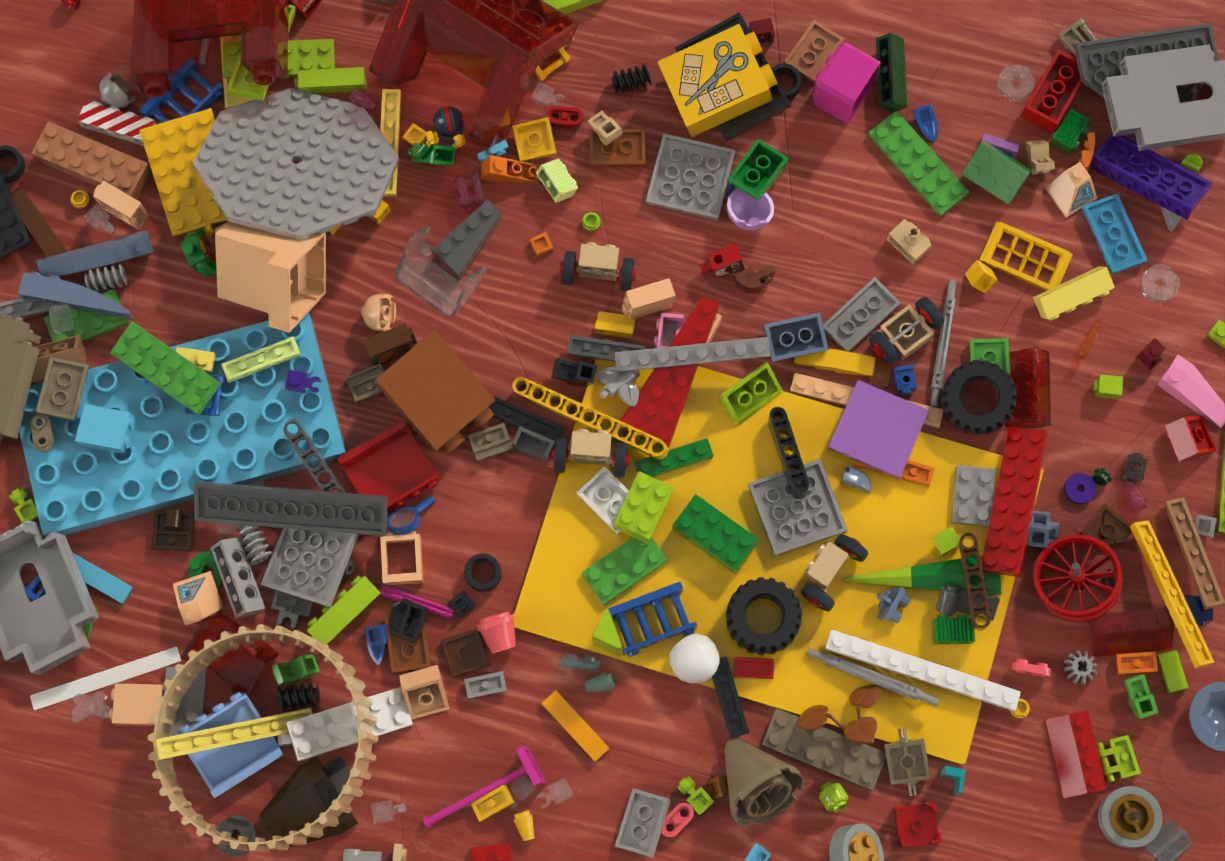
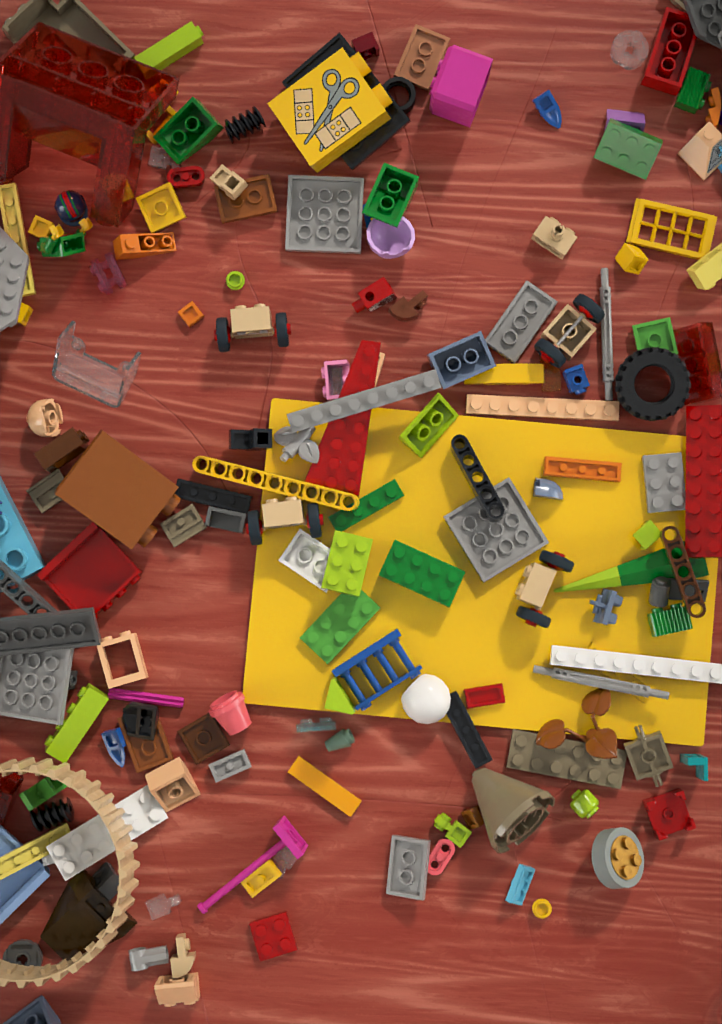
camera: 10 degrees left, 10 degrees up
(290, 608) = (25, 731): dark grey plate -> none
(407, 518) = (118, 619): piece -> none
(461, 604) = (190, 691): black tile -> none
(467, 240) = (114, 328): dark grey wedge -> none
(468, 570) = (189, 656): black tyre -> none
(498, 150) = (127, 225): medium azure plate -> none
(524, 824) = (296, 891): yellow cone -> none
(557, 180) = (192, 245): yellowish green brick -> none
(558, 792) = (322, 852): clear plate -> none
(576, 74) = (188, 131): none -> green slope
(598, 348) = (271, 410): dark grey plate -> none
(614, 325) = (281, 381): yellow panel -> none
(648, 299) = (308, 351): light nougat brick -> none
(775, 592) = (485, 672): black tyre -> none
(878, 429) = (560, 436): medium lavender tile -> none
(891, 73) = (505, 65): dark green brick -> none
(918, 163) = (547, 153): bright green plate -> none
(1038, 157) = (666, 123): tan brick -> none

